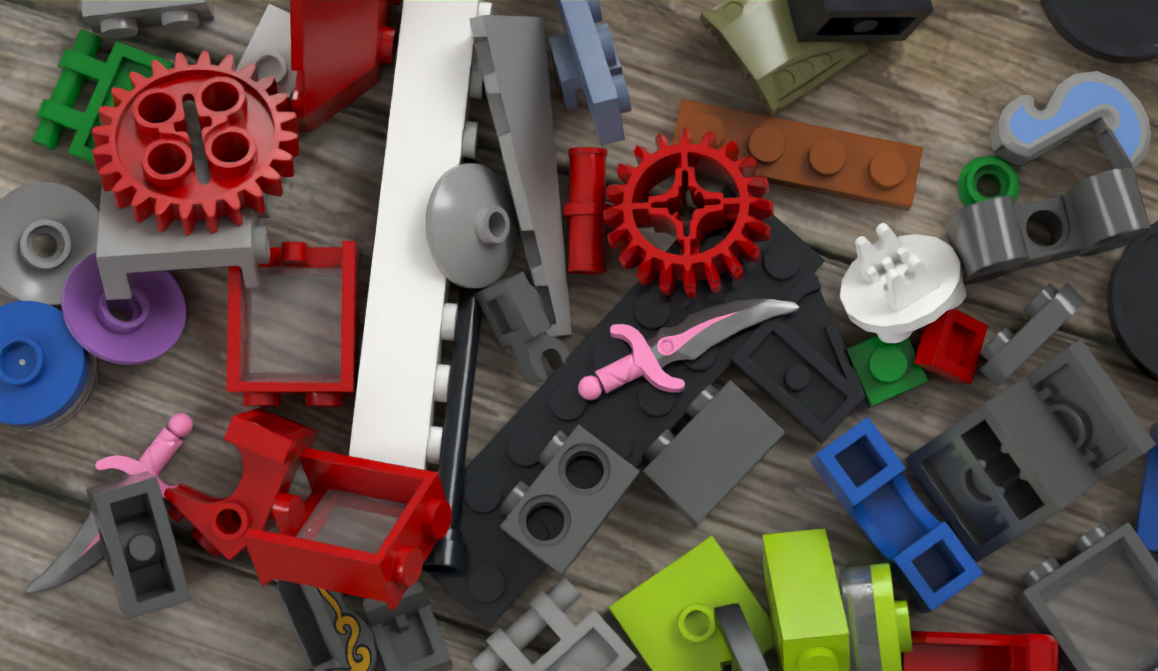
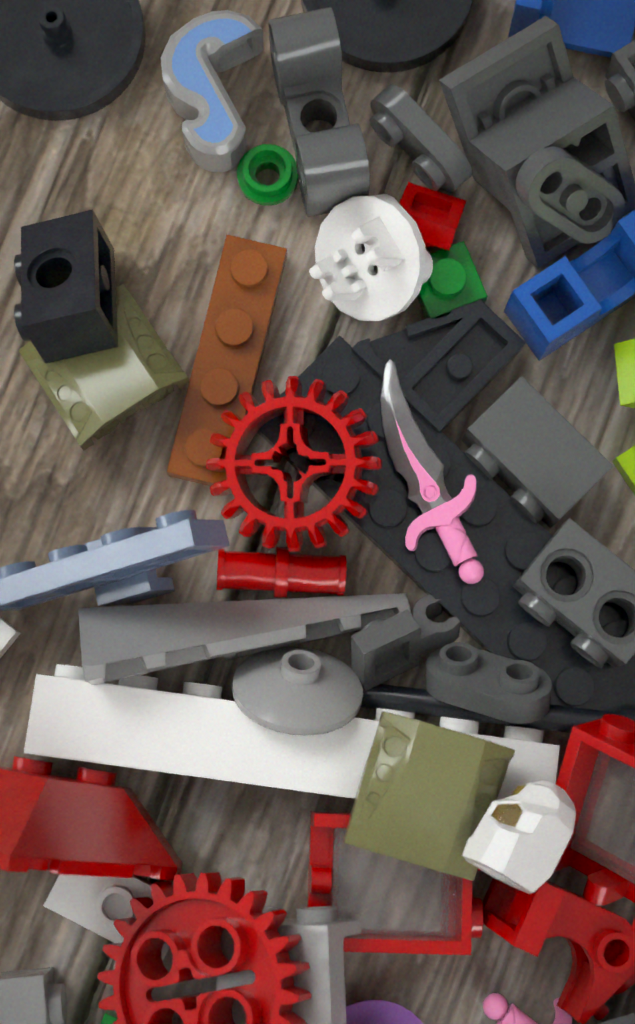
camera: 90 degrees left, 0 degrees up
(335, 425) = (523, 835): none -> white rock
(370, 342) = (425, 793): none -> olive slope
(482, 408) = (488, 683): none -> dark grey plate
(969, 458) = (569, 195): none -> dark grey plate

